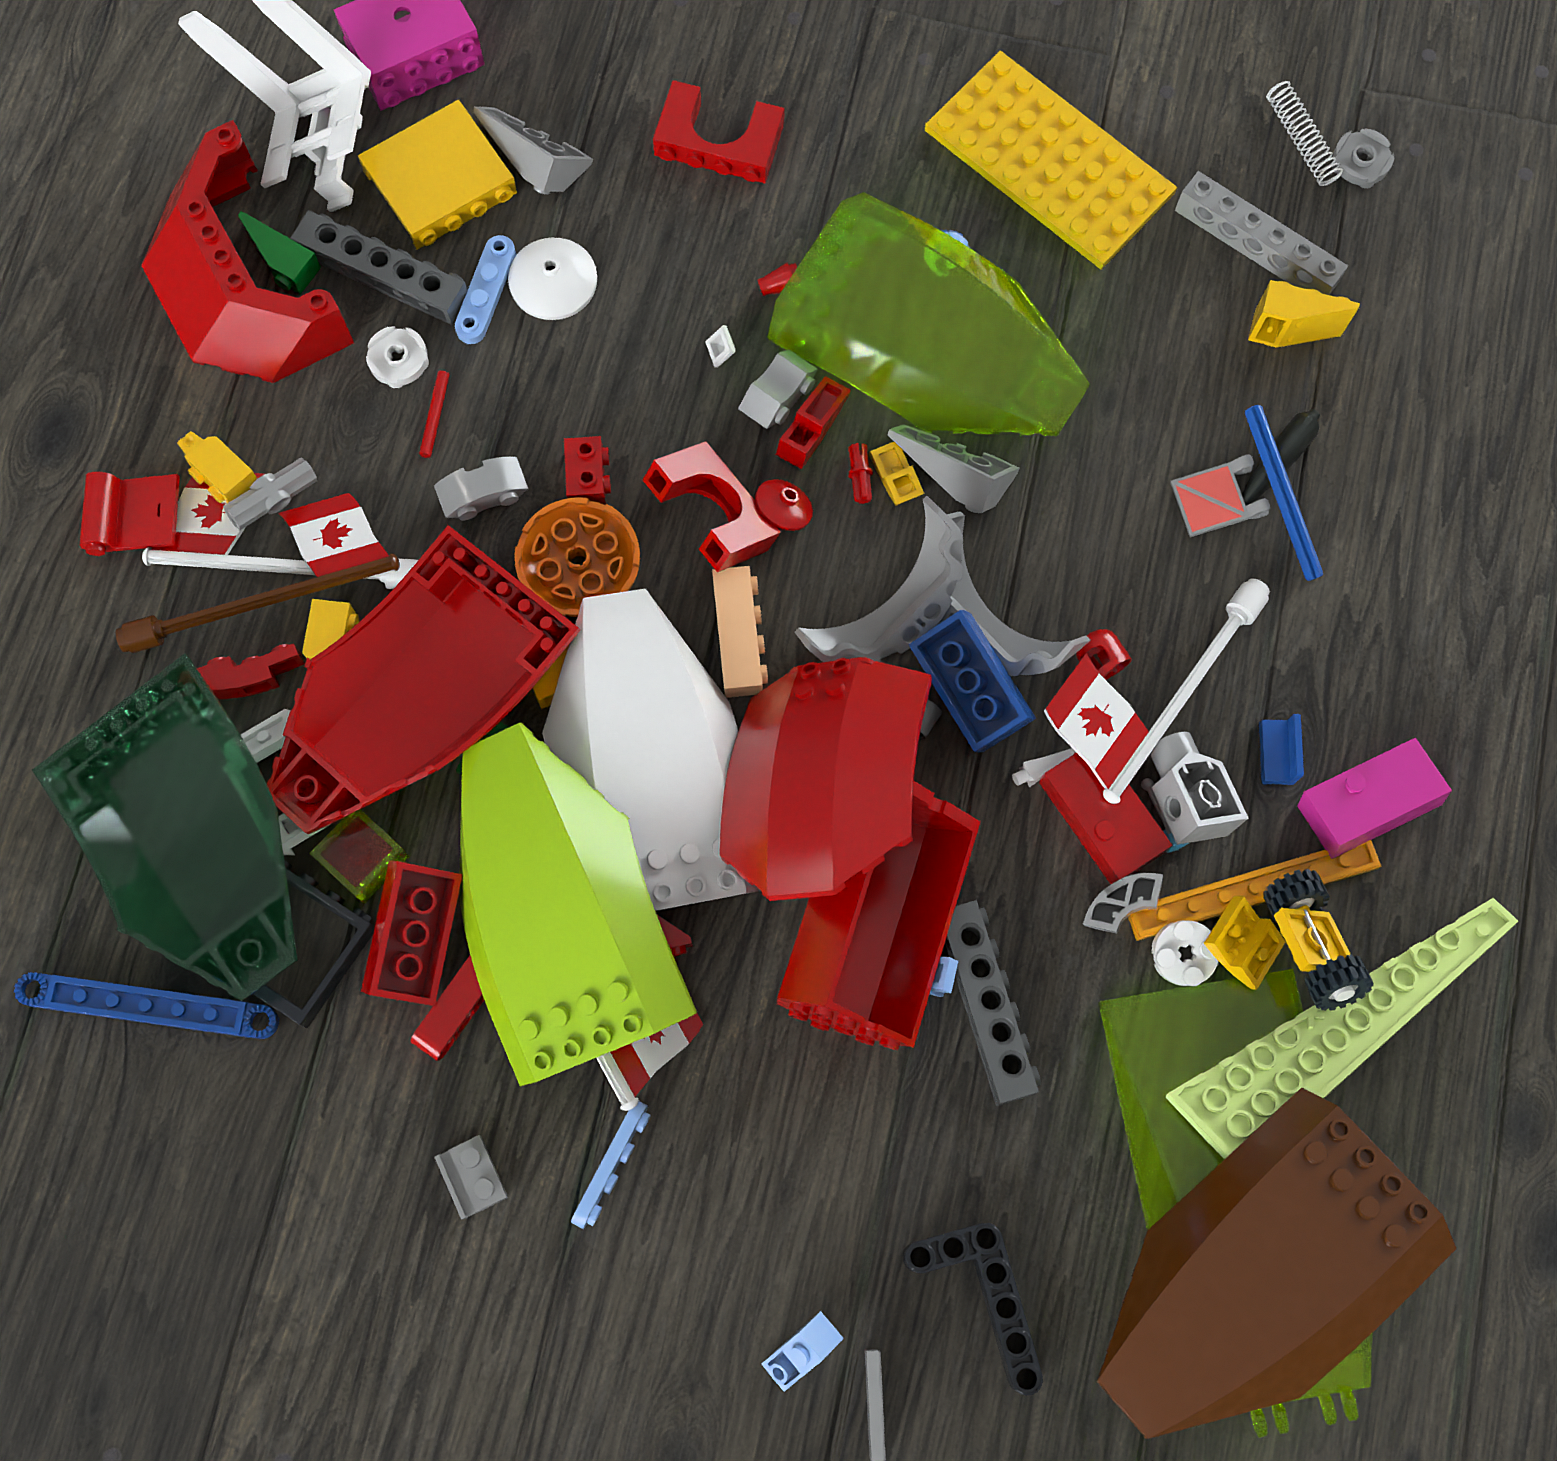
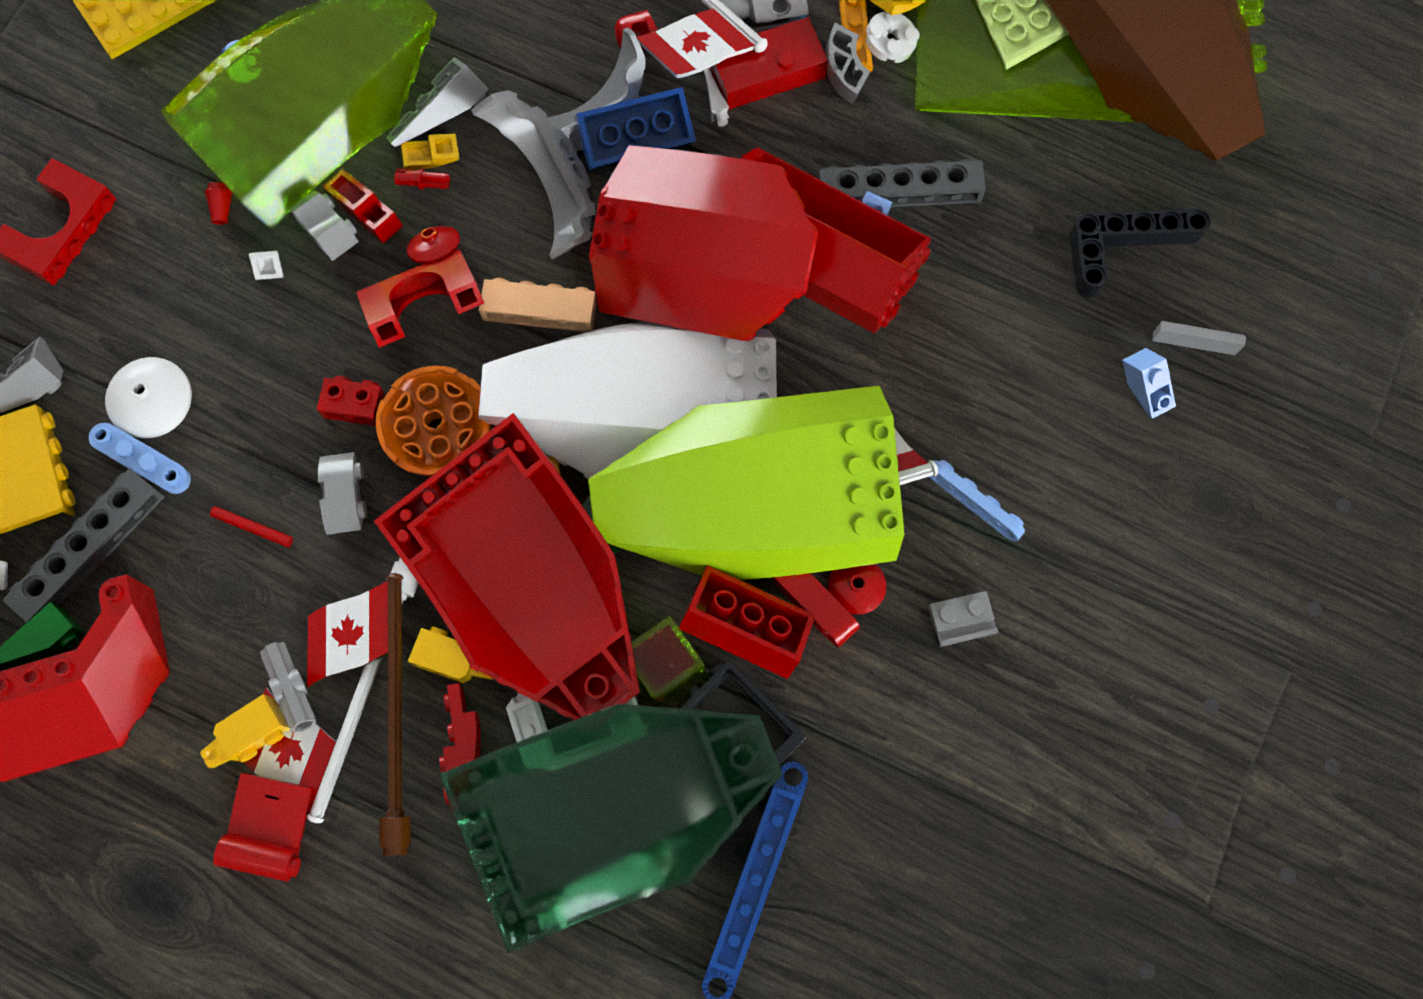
camera: 75 degrees left, 0 degrees up
(402, 371) = (197, 555): white plate -> none
(469, 1055) = (858, 600): none -> red dish

